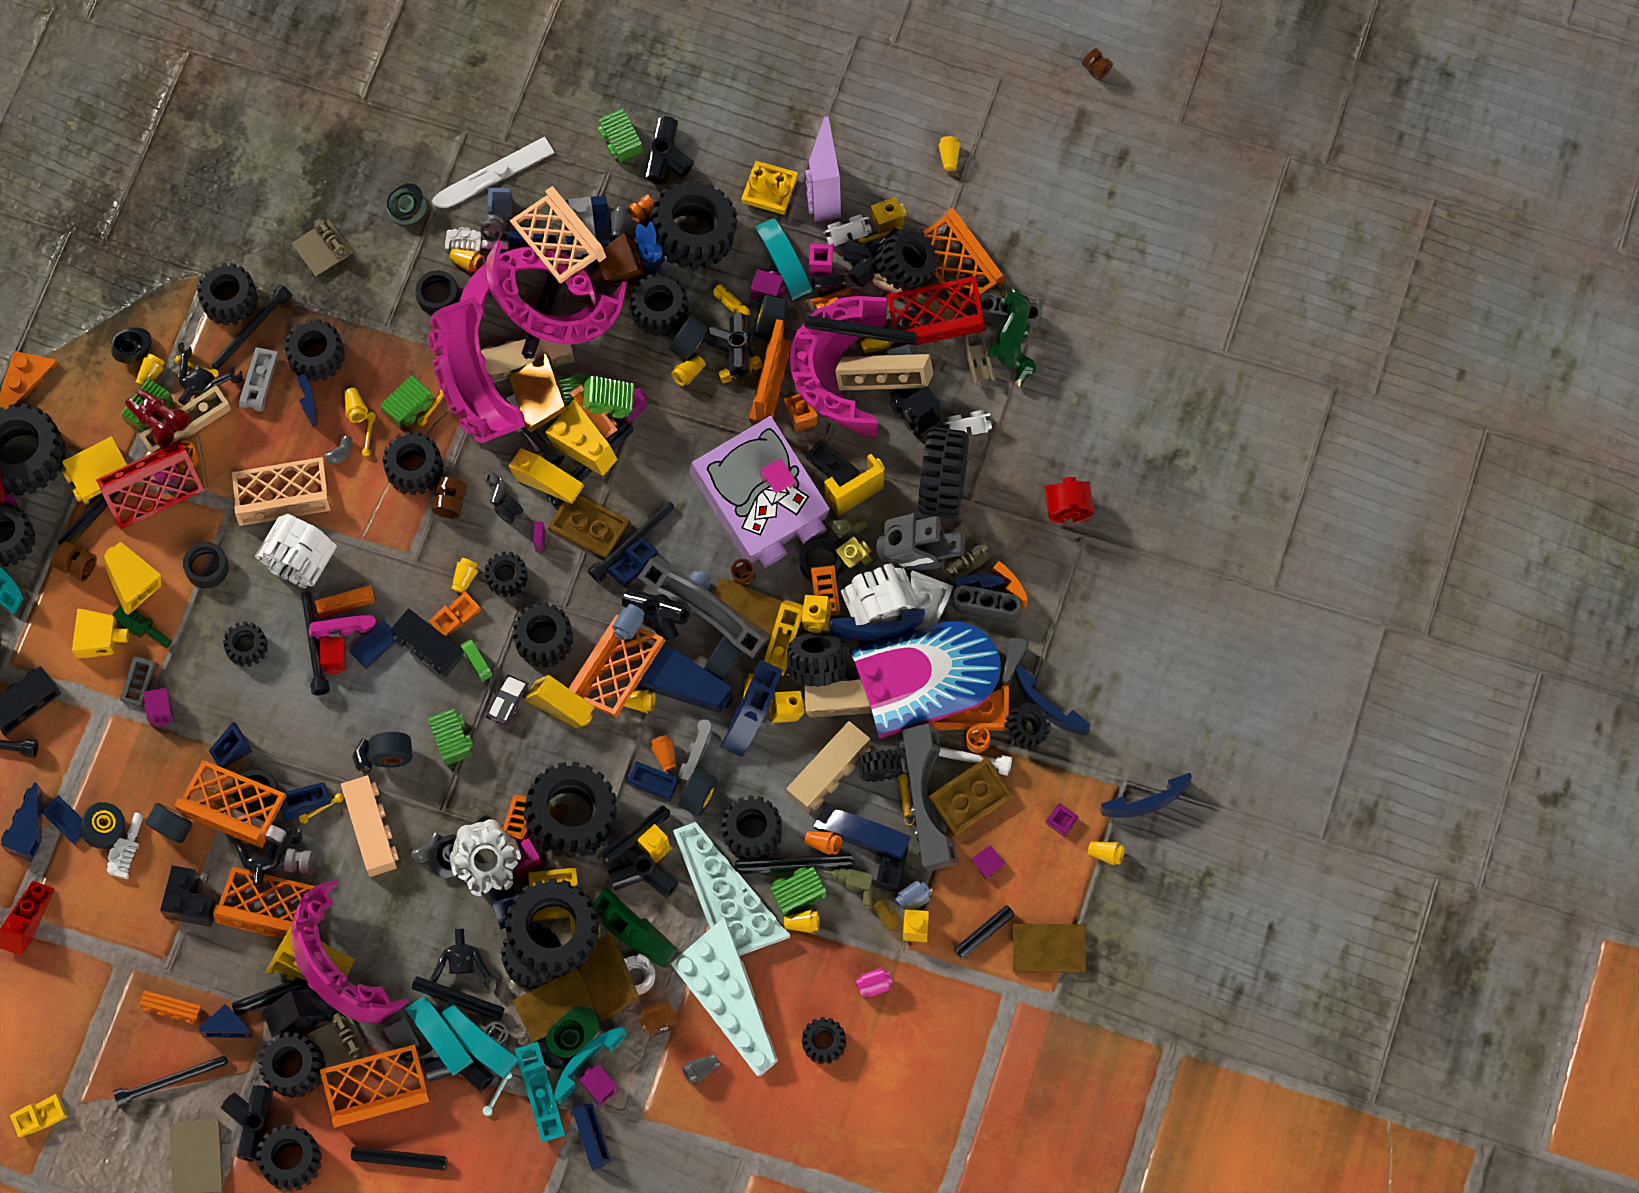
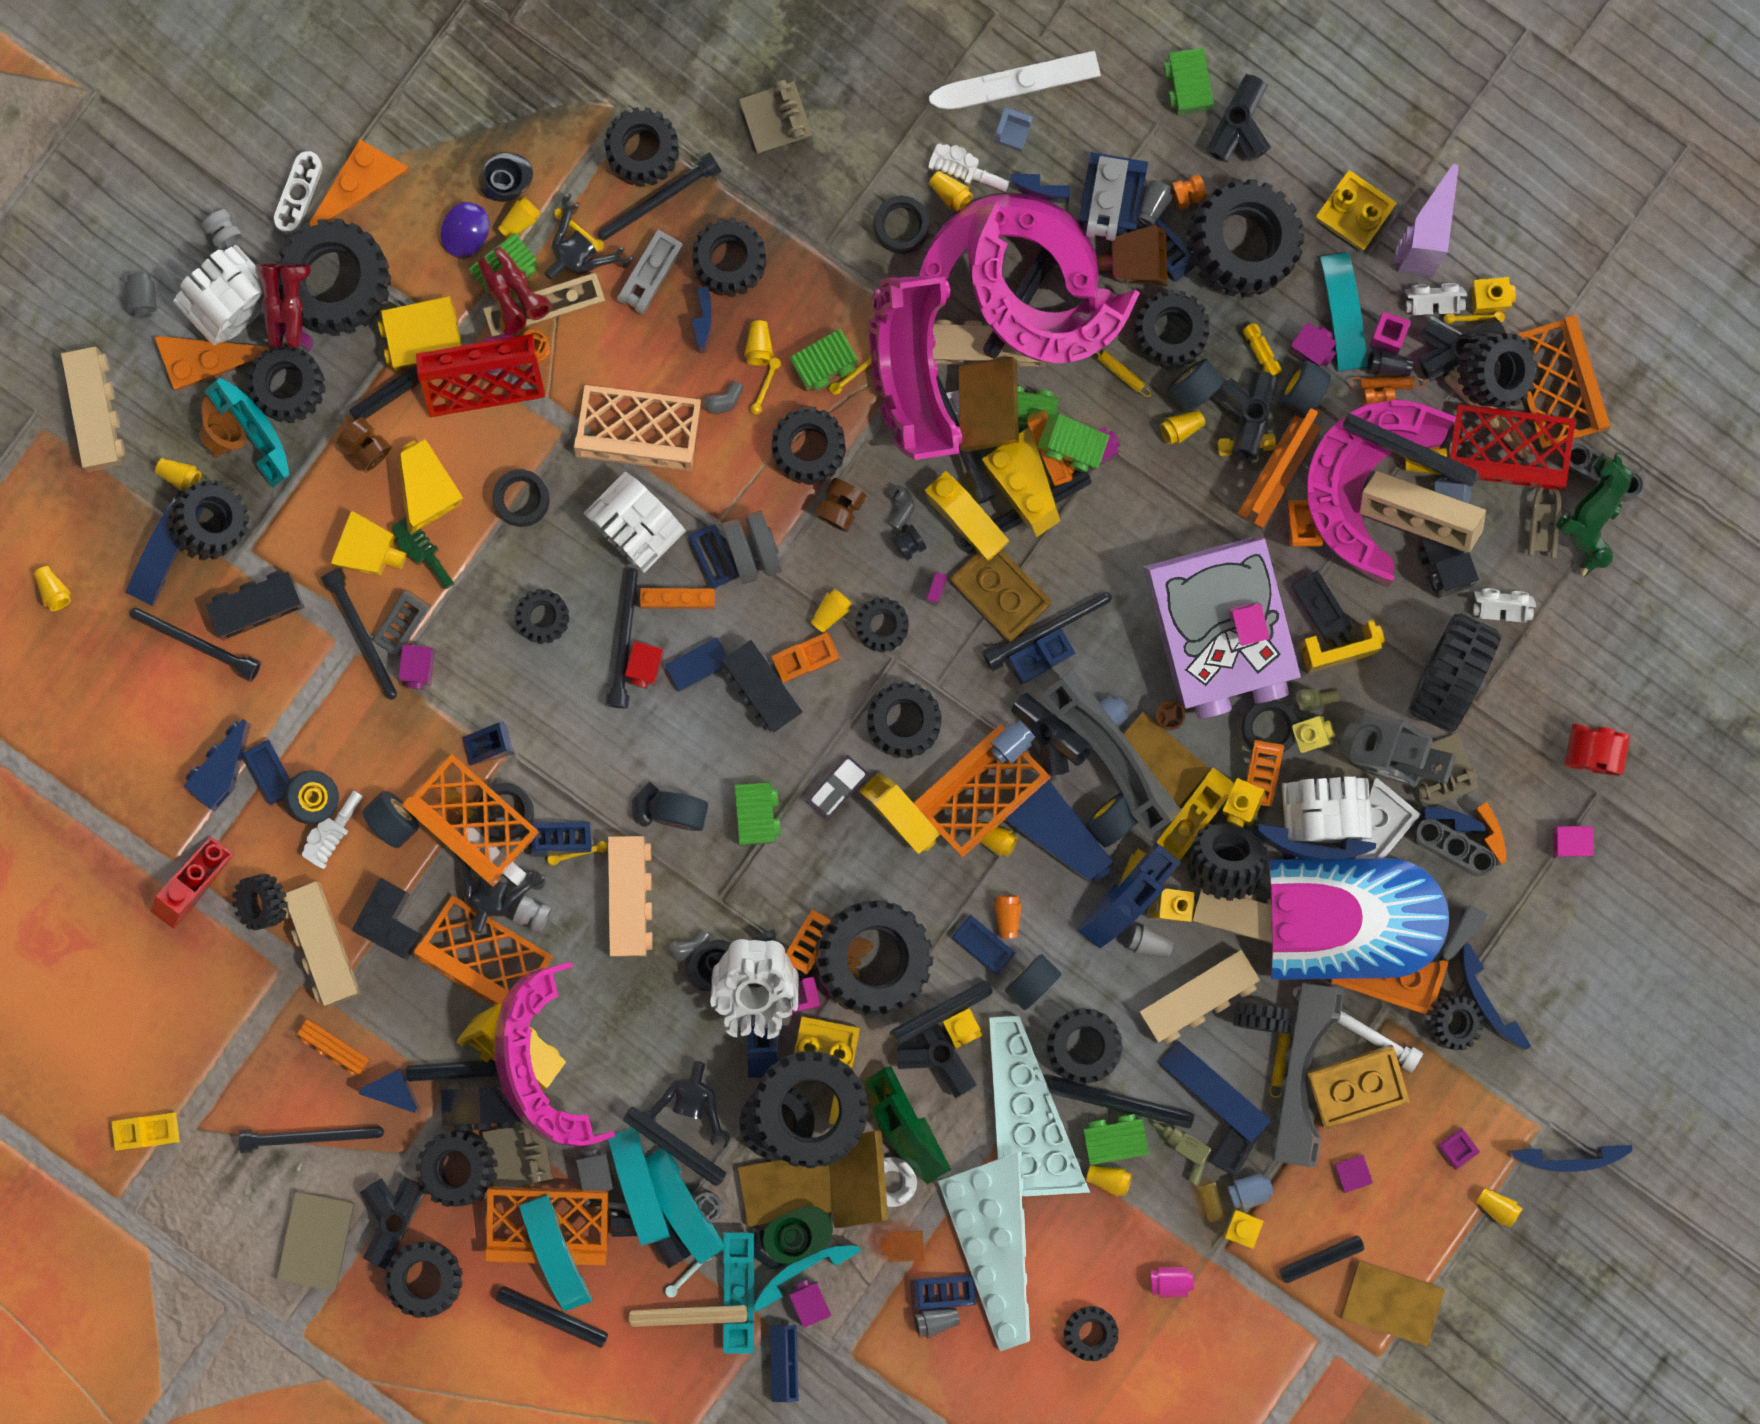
camera: 15 degrees right, 15 degrees up
(73, 915) = (248, 904): none -> black tyre
(80, 666) = (336, 583): none -> black piece
(110, 391) = (465, 229): none -> dark purple hat
(140, 931) = (321, 944): none -> tan brick
(343, 626) = (666, 633): dark pink hinge -> none
(376, 578) = (723, 578): none -> dark blue tile
(387, 1105) = (553, 1253): none -> teal slope
(392, 543) = (752, 547): none -> dark grey wheel
(406, 204) = (896, 92): sand green piece -> none
(476, 660) = (814, 726): bright green beam -> none
(493, 227) = (996, 159): flat silver wheel -> none
(505, 1123) = (687, 1316): none -> tan axle
(571, 222) = (1097, 207): light nougat fence -> none
(632, 347) = (1122, 372): none -> yellow piece
(648, 246) = (1181, 248): blue plate -> none
(696, 750) = (1045, 928): light grey plate -> none
(696, 1038) = (917, 1292): none -> dark blue slope
(778, 739) = (1147, 941): none -> light grey cone
(824, 841) = (1166, 1089): orange cone -> none
(949, 152) = (1595, 233): yellow cone -> none
(978, 734) = (1393, 1019): orange wheel -> none
(1072, 571) = (1573, 841): none -> dark pink panel

